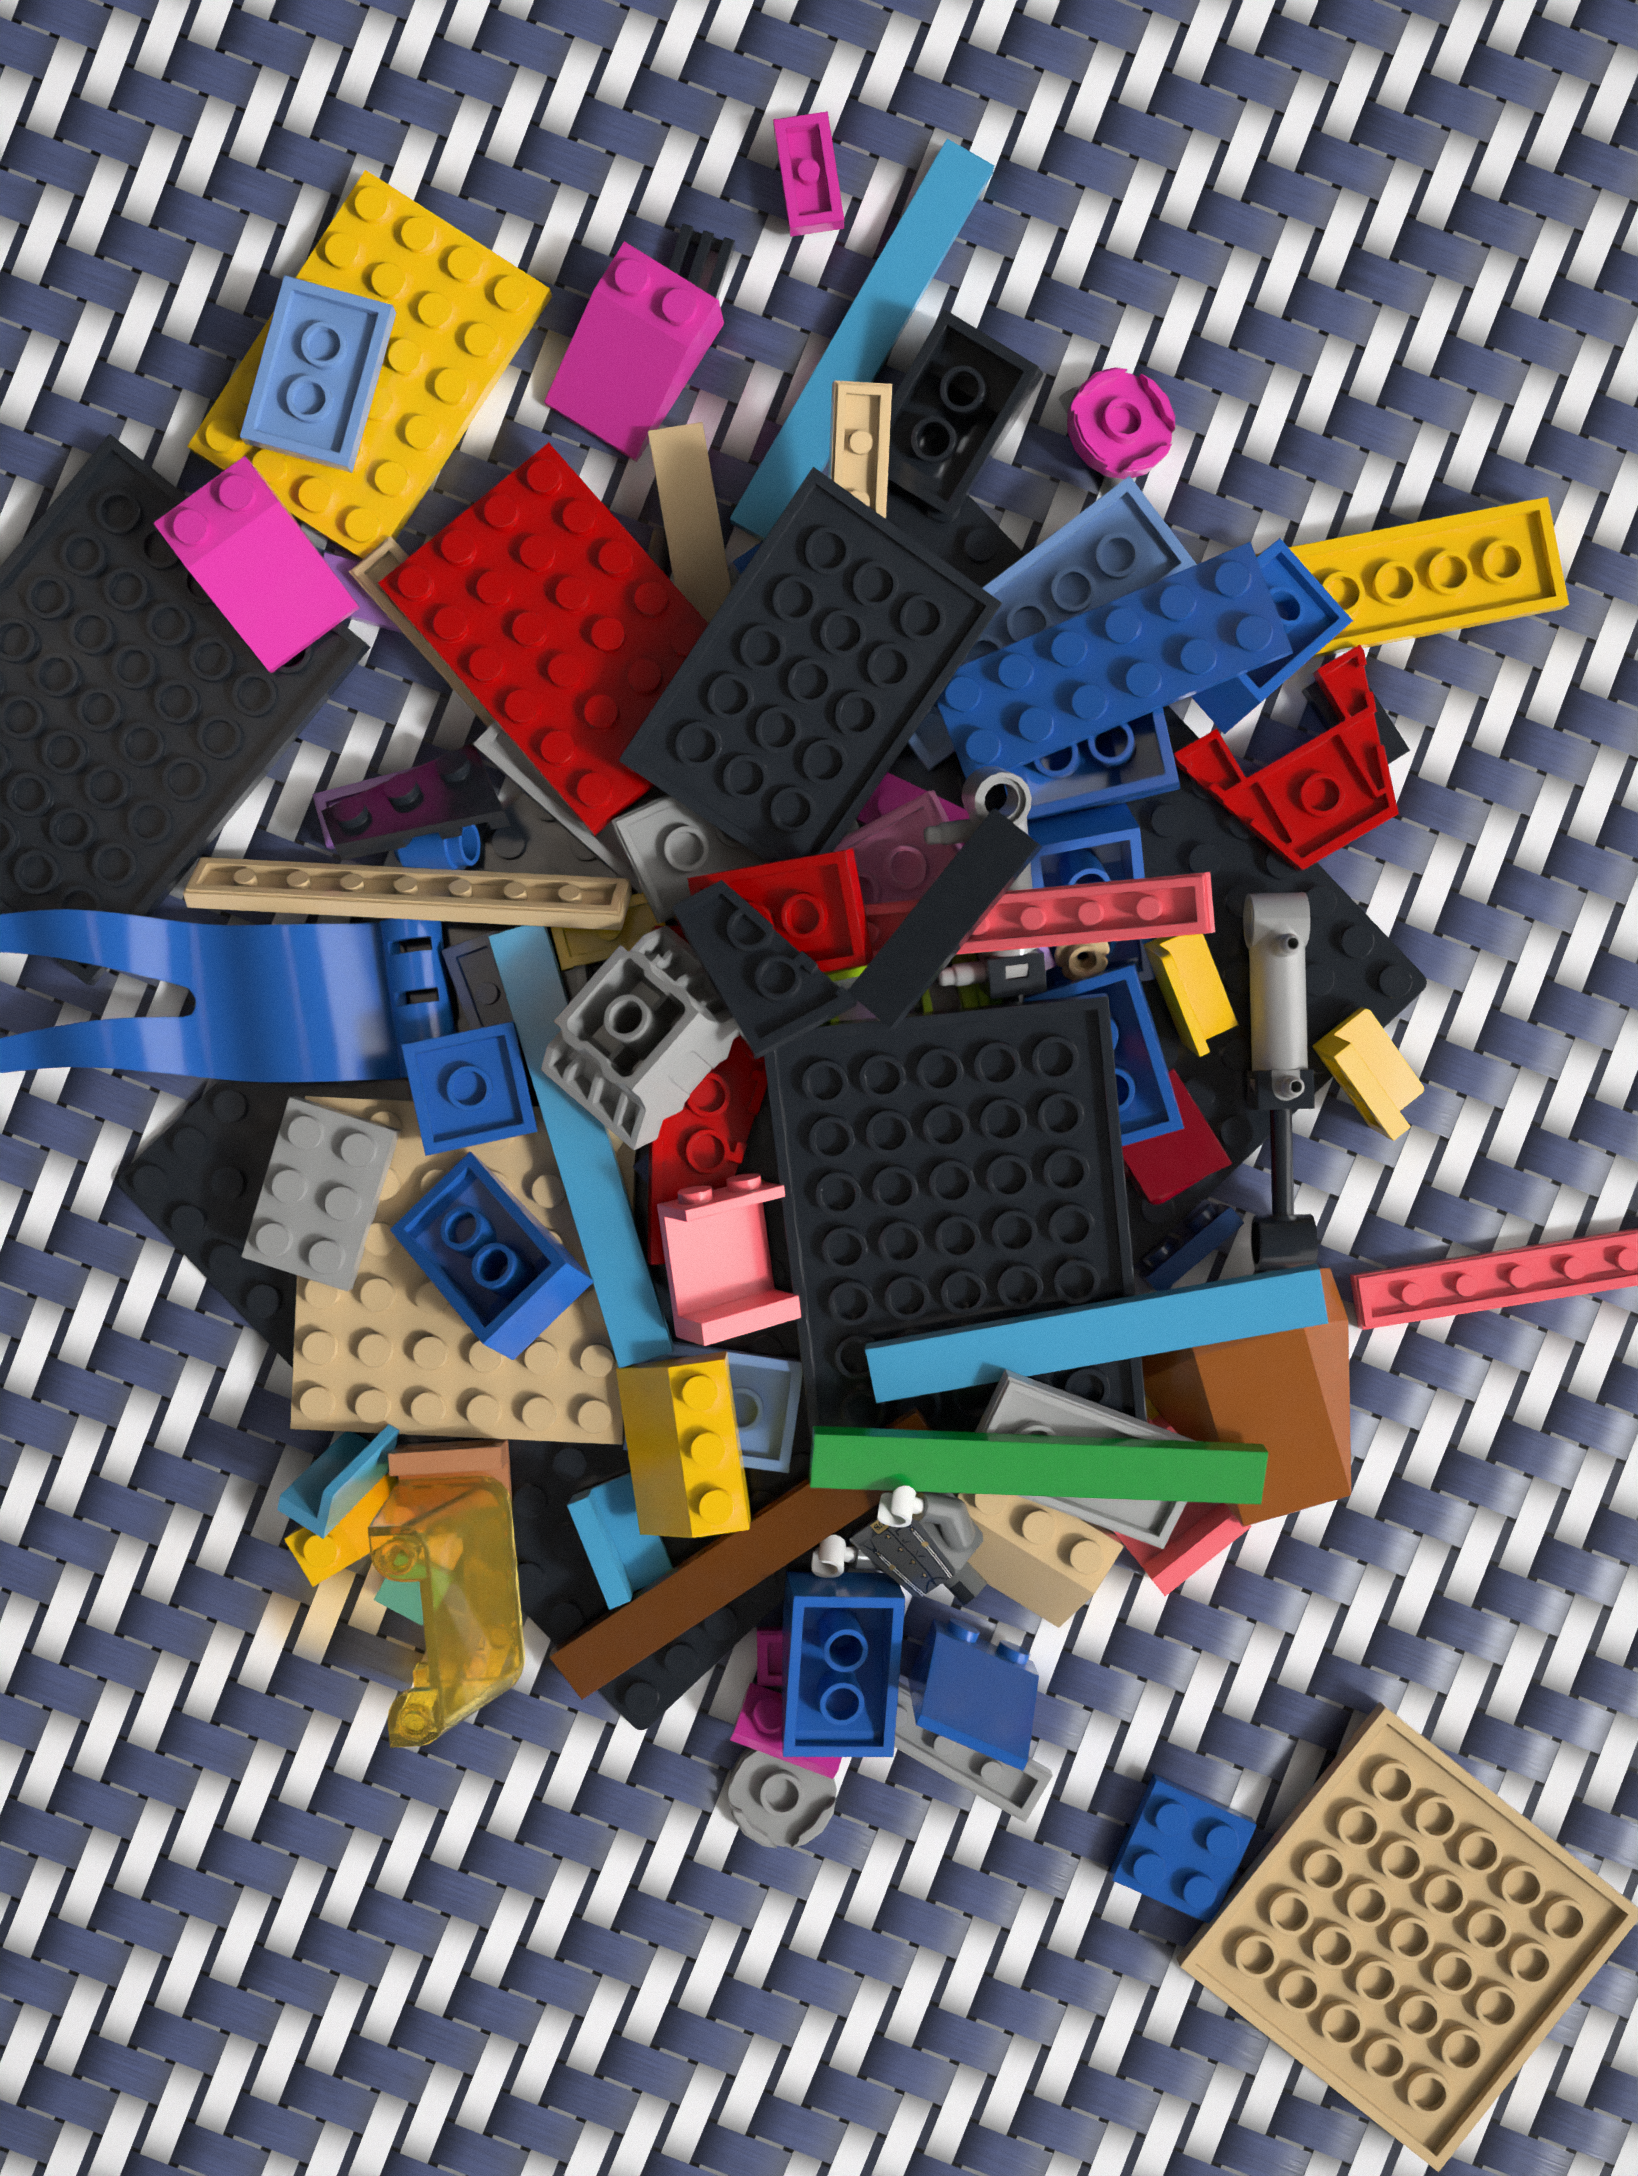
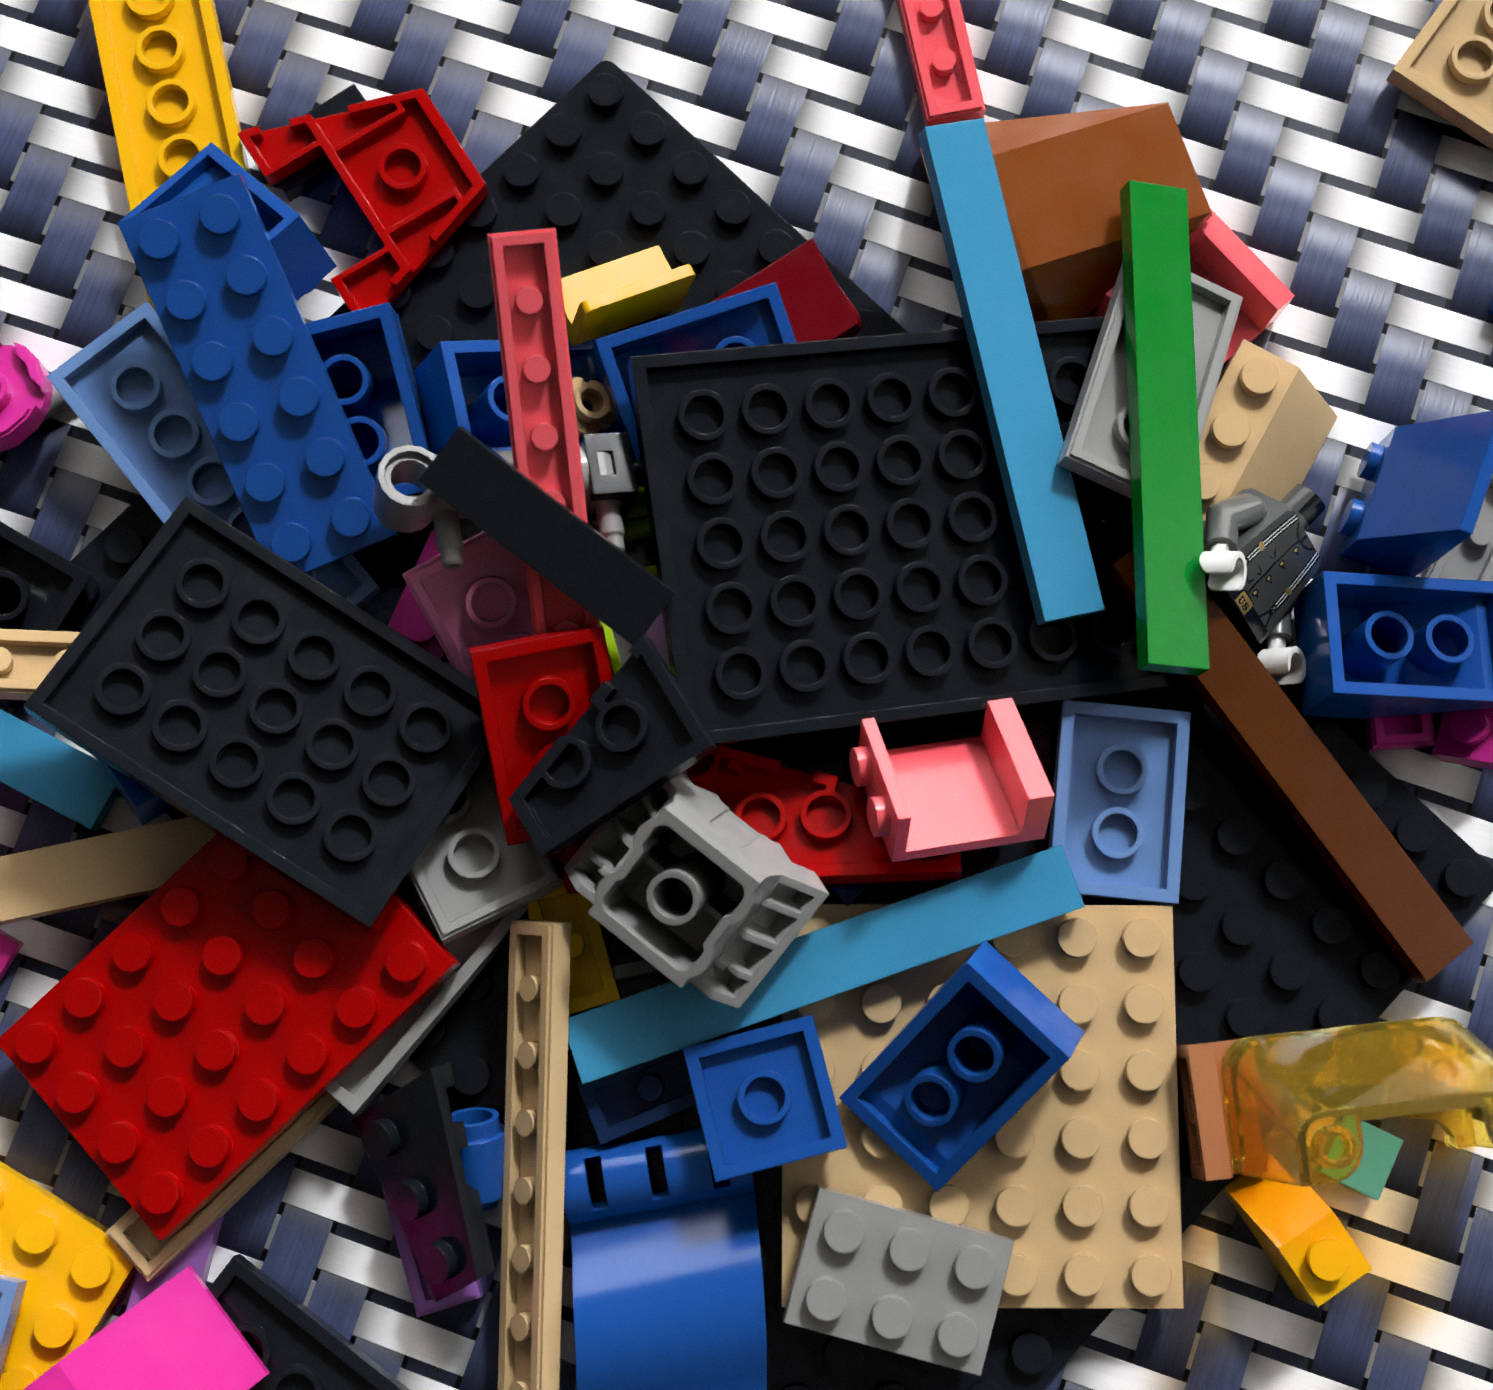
camera: 95 degrees left, 10 degrees down
(338, 1480) = (1242, 1245): dark azure panel -> none
(612, 1540) = (1279, 905): dark azure panel -> none
(684, 1446) = (1171, 827): yellow slope -> none
(1205, 1232) = (891, 274): dark blue plate -> none
(1280, 1079) = (707, 196): piece -> none
(1370, 1071) = (706, 110): yellow panel -> none

